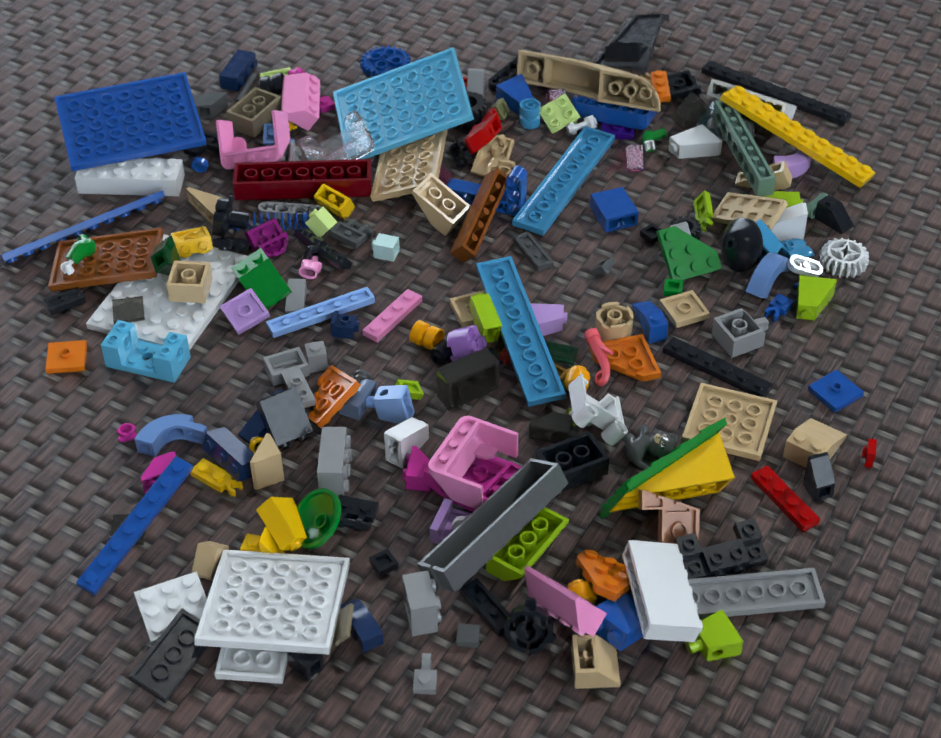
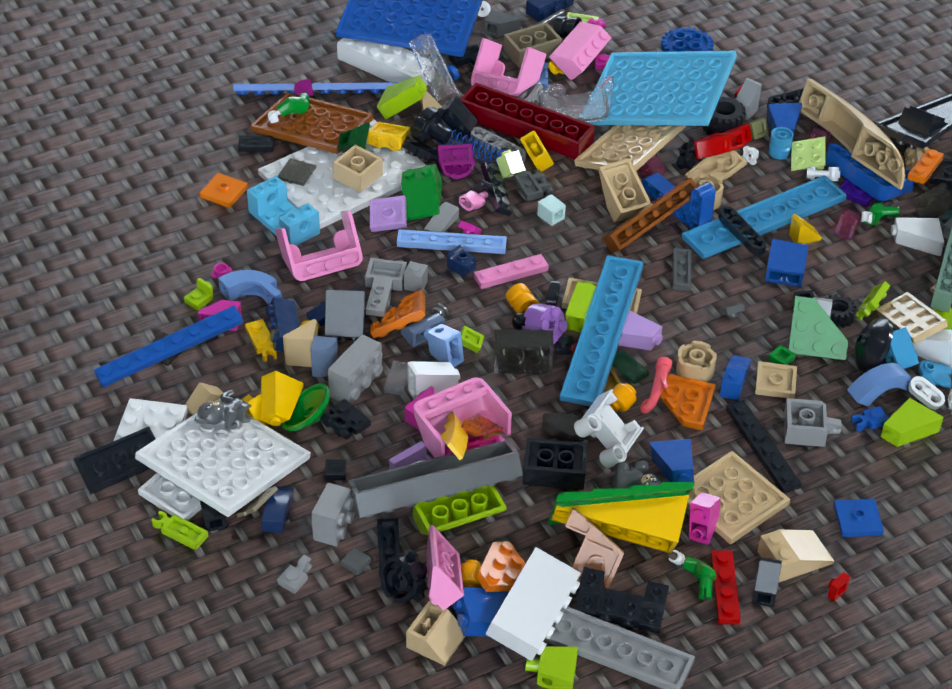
camera: 30 degrees right, 0 degrees up
(73, 230) = (303, 86): none -> magenta piece
(124, 463) = (200, 296): none -> lime bracket
(174, 201) = (401, 95): none -> lime slope
(185, 164) = (433, 67): none -> clear fence
(230, 368) = (344, 255): none -> bright pink windscreen
(238, 563) = (215, 412): none -> dark grey animal
(243, 200) = (458, 117): none -> black brick
(285, 691) = (180, 530): none -> lime plate
(293, 464) = (323, 354): none -> sand blue brick
(328, 293) = (469, 228): none -> dark pink plate
(370, 453) = (397, 378): none -> clear tile
(447, 318) = (553, 293): none -> black beam
(489, 480) = (455, 435): none -> yellow slope
(495, 459) = (479, 425): none -> clear orange plate
(512, 129) = (753, 152): none -> white plate
(578, 203) = (755, 243): none -> black beam
(604, 179) = (802, 231): none -> yellow slope
(666, 412) = (674, 459): none -> blue slope
(731, 443) = (703, 517): none -> dark pink slope
(759, 493) = (701, 570): none -> green arm

